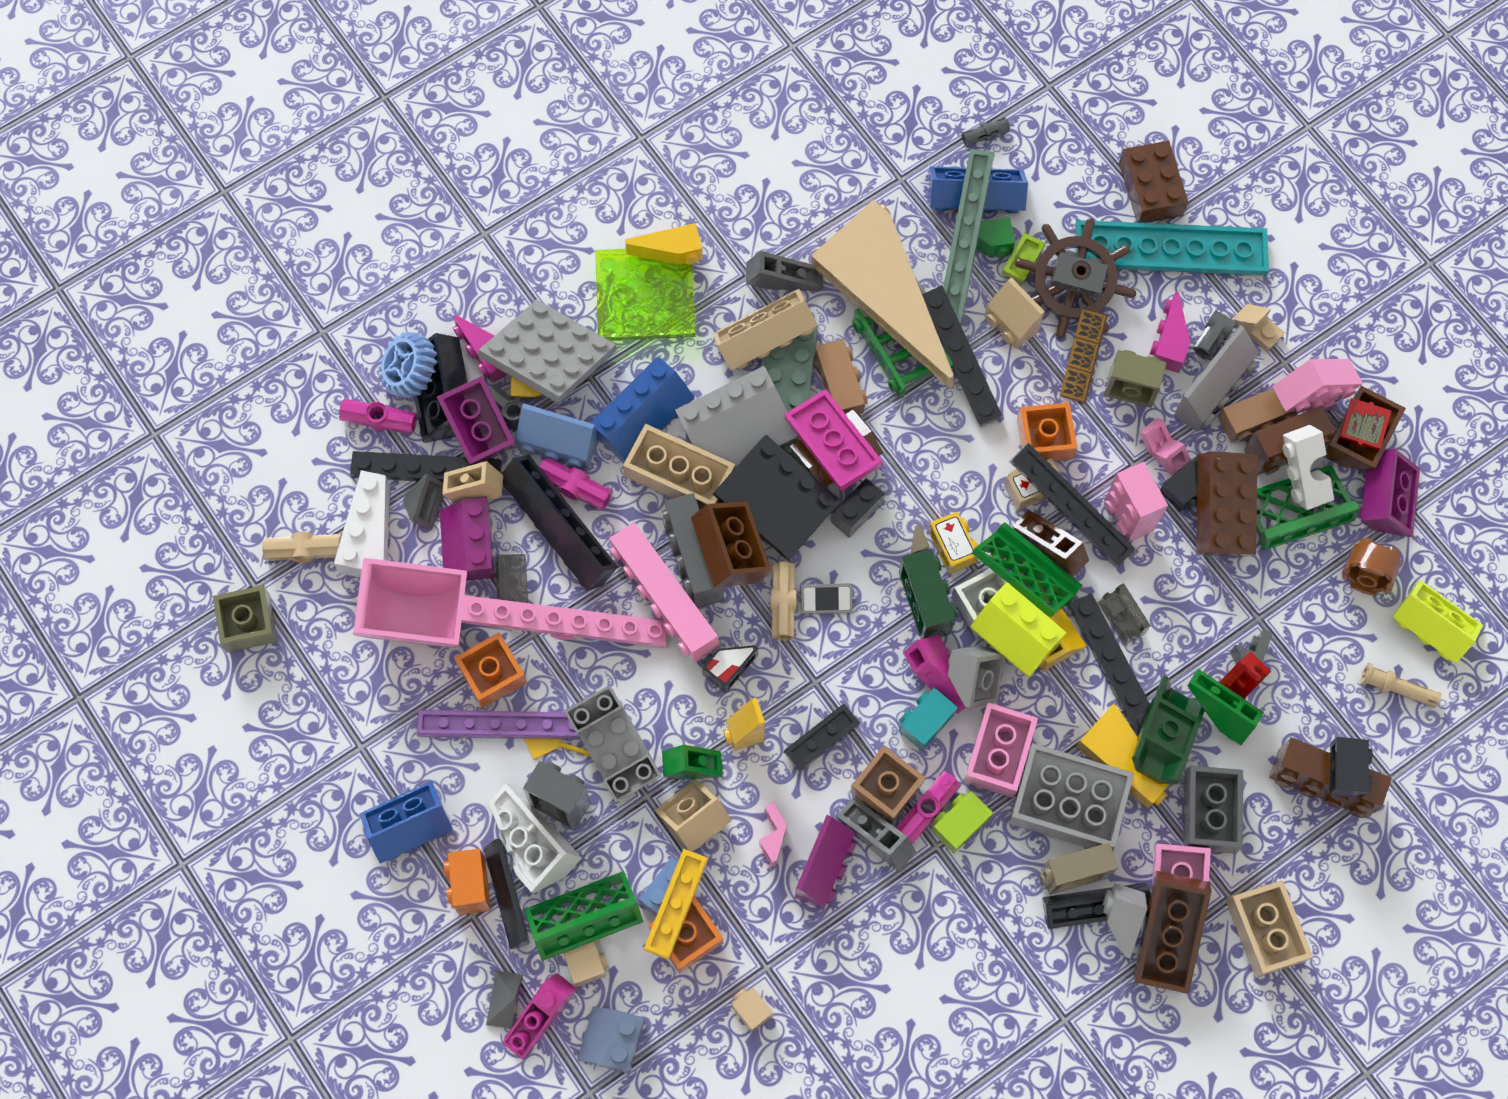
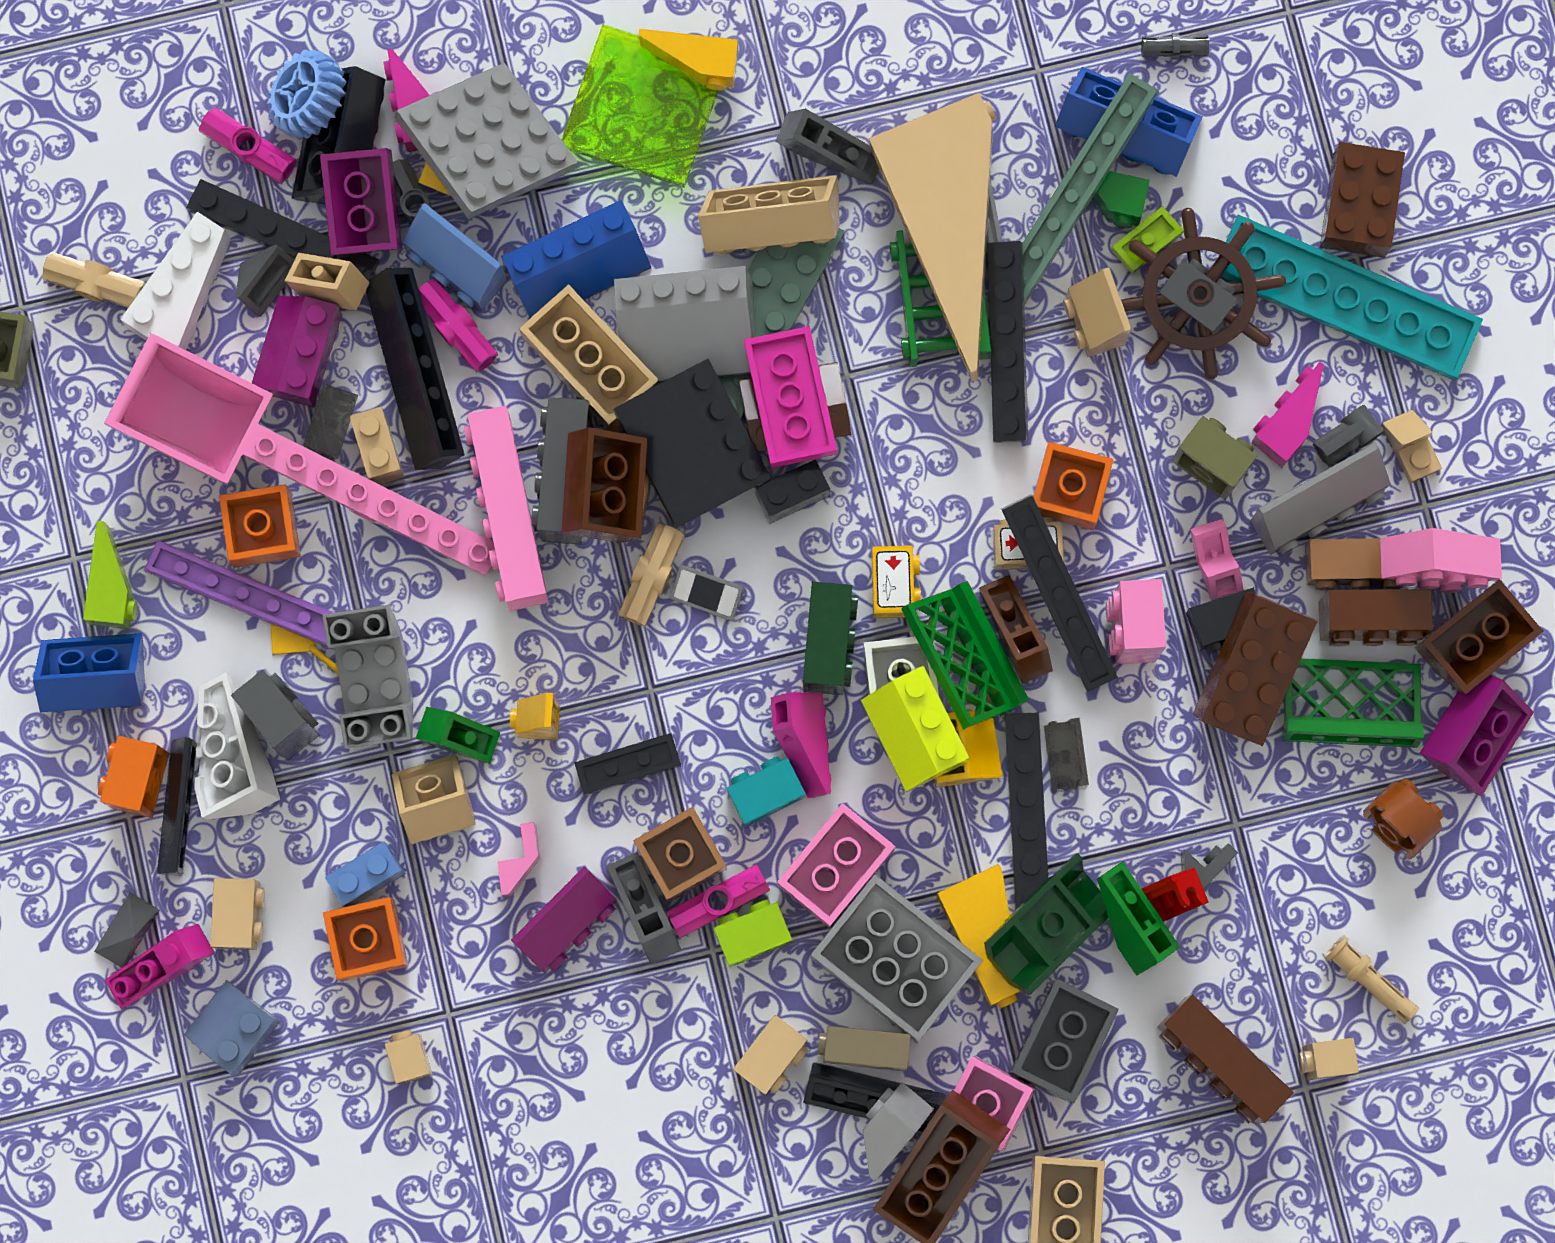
camera: 25 degrees right, 10 degrees up
(398, 760) = (108, 593): none -> lime slope
(552, 583) = (377, 446): none -> tan brick
(585, 926) = (252, 886): green fence -> none
(676, 904) = (363, 901): yellow tile -> none
(728, 665) = (550, 630): slope -> none
(839, 375) = (843, 313): medium nougat brick -> none
(919, 541) = (849, 567): dark tan slope -> none
(976, 674) = (845, 762): light grey slope -> none
(1012, 902) = (771, 1055): none -> tan brick
(1083, 355) = (1167, 399): sticker -> none
(1302, 449) = (1376, 637): white arch -> none
(1350, 767) = (1244, 1061): black brick -> none
(1365, 424) = (1479, 632): piece -> none
(1400, 749) = (1328, 1059): none -> tan brick
(1437, 622) = (1458, 917): neon yellow slope -> none

